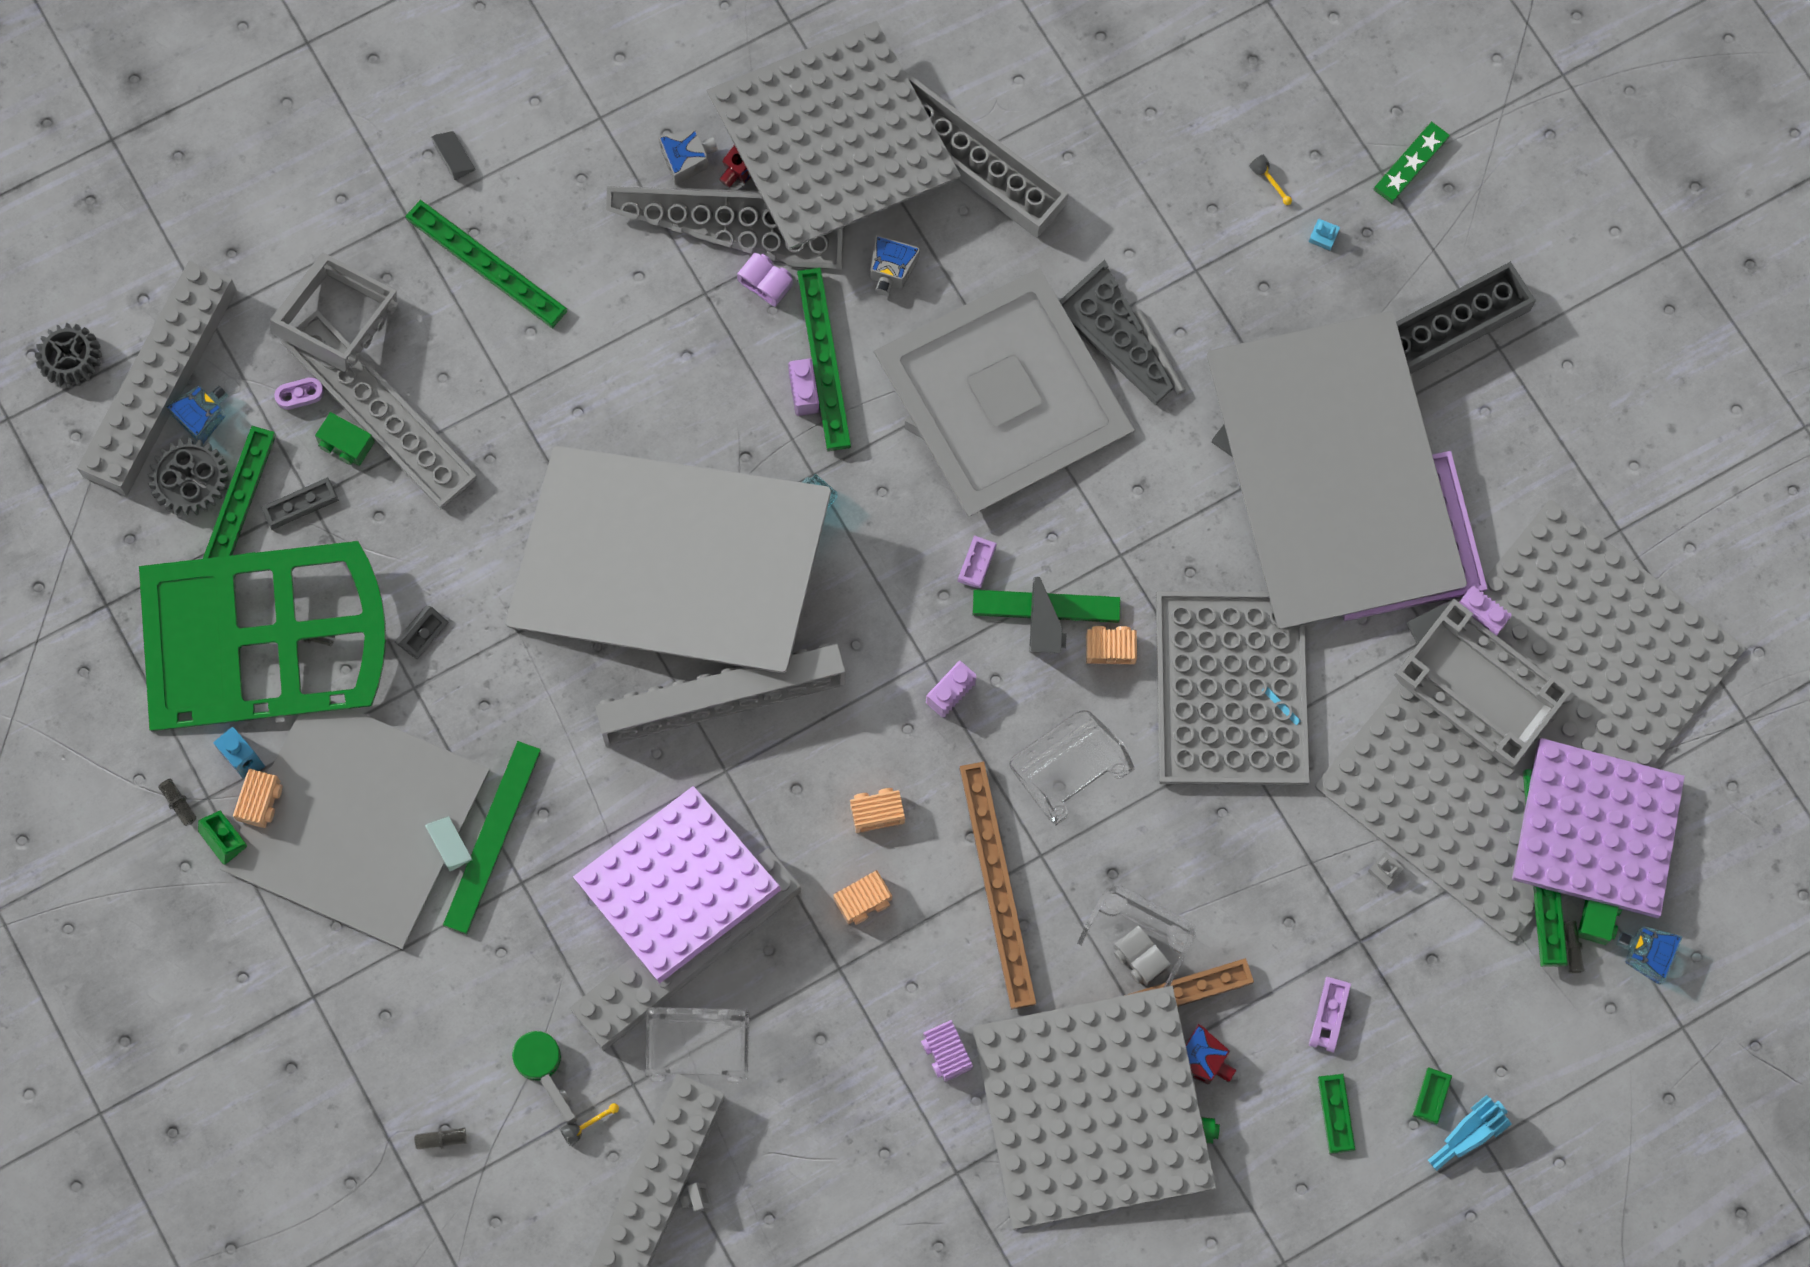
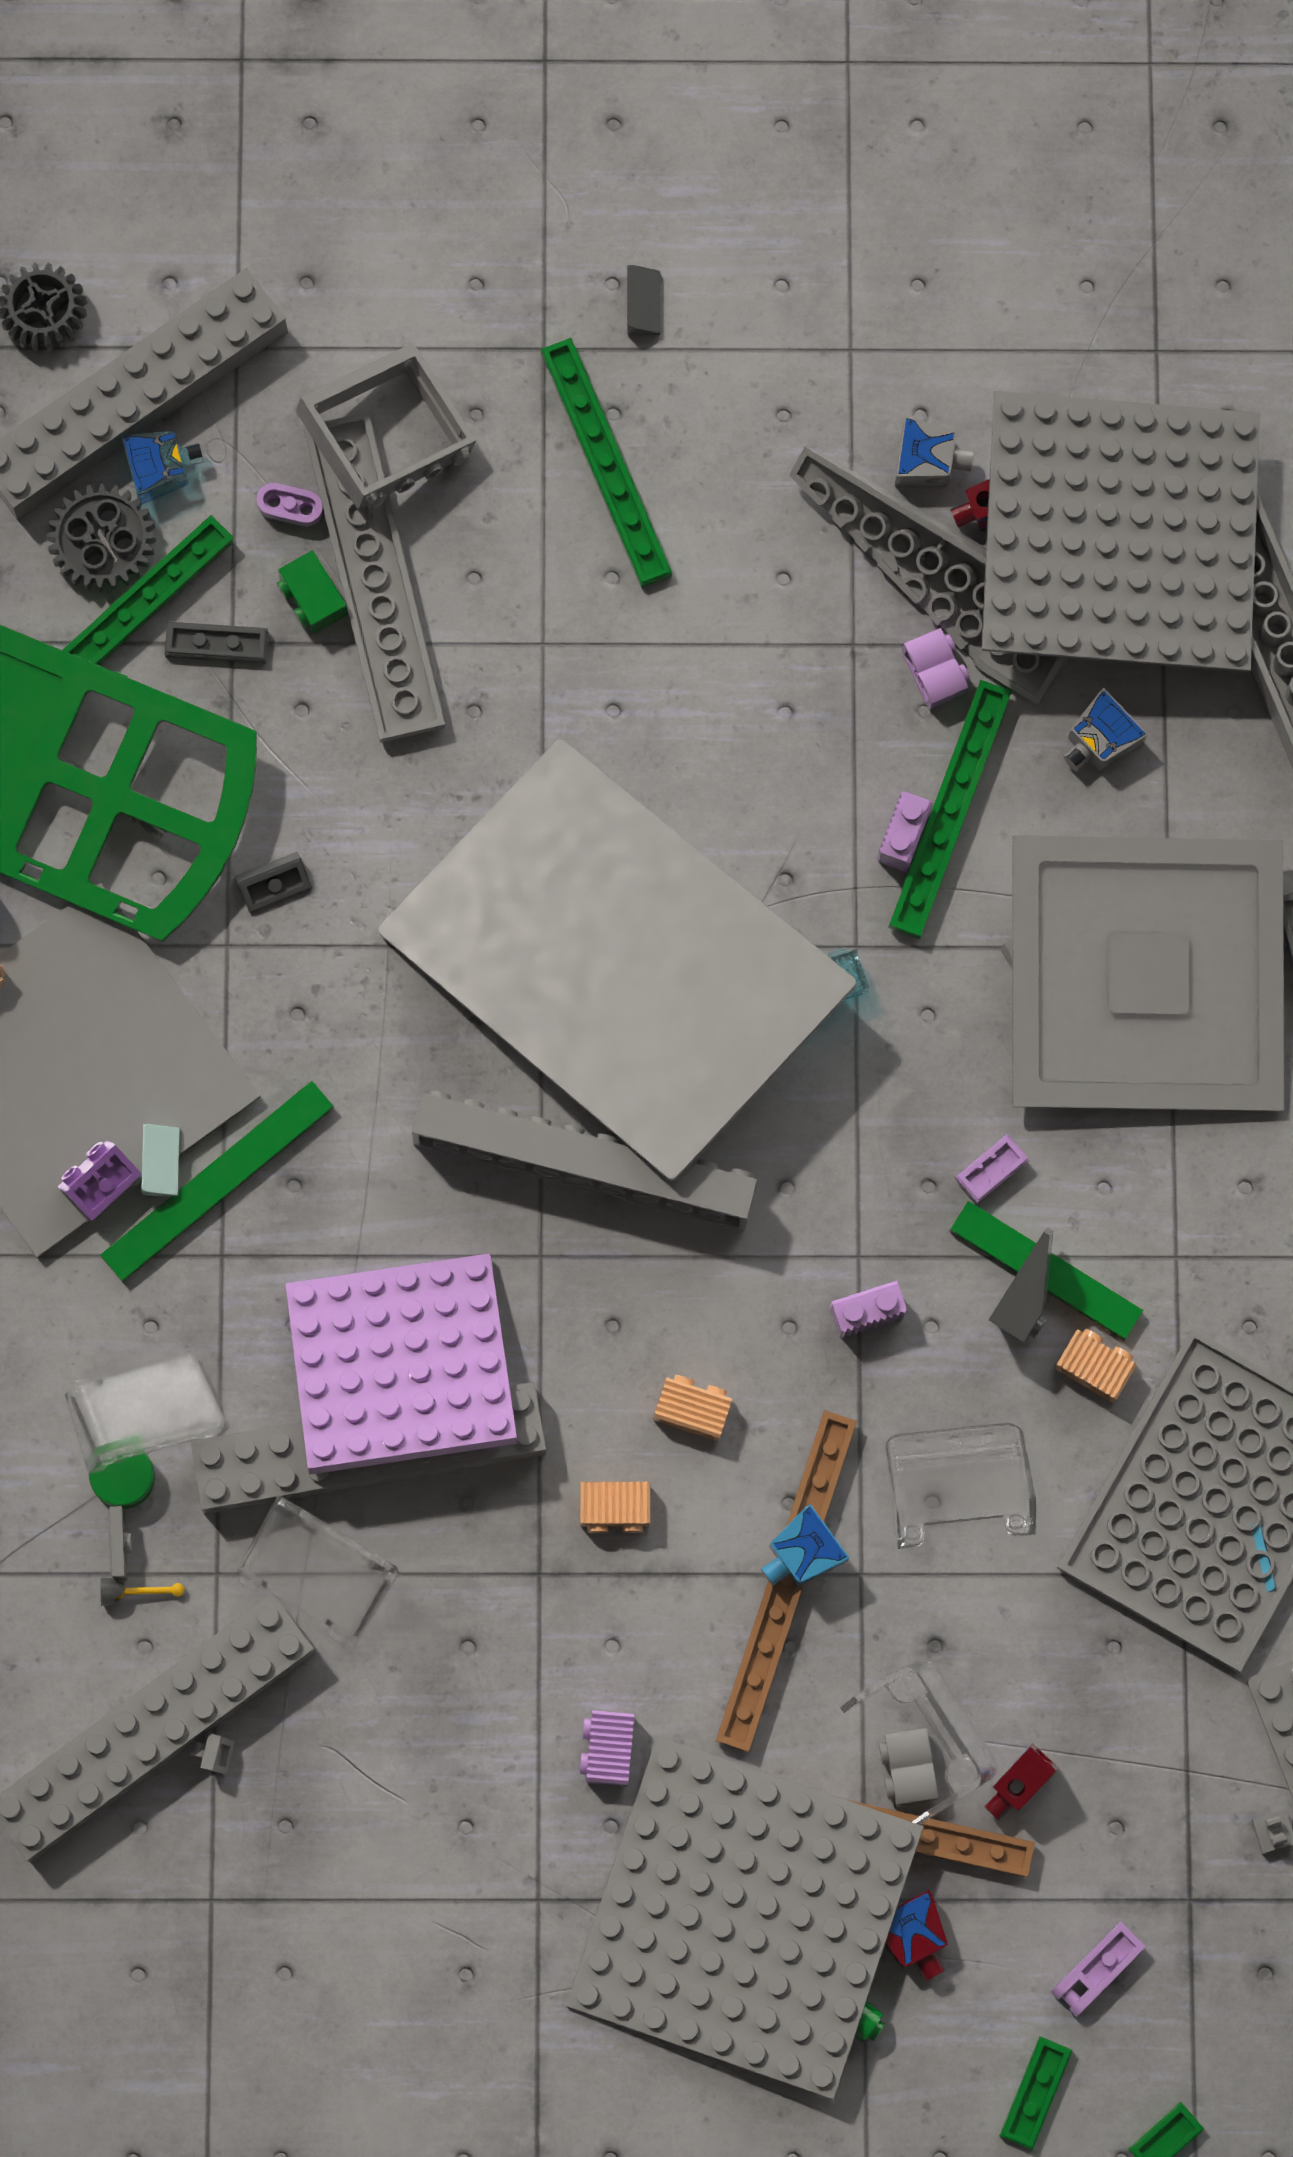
camera: 30 degrees right, 5 degrees up
(415, 876) = (99, 1179): none -> medium lavender bracket
(528, 1005) = (144, 1410): none -> clear windscreen
(999, 857) = (804, 1550): none -> torso
(1218, 913) = (1033, 1770): none -> dark red torso

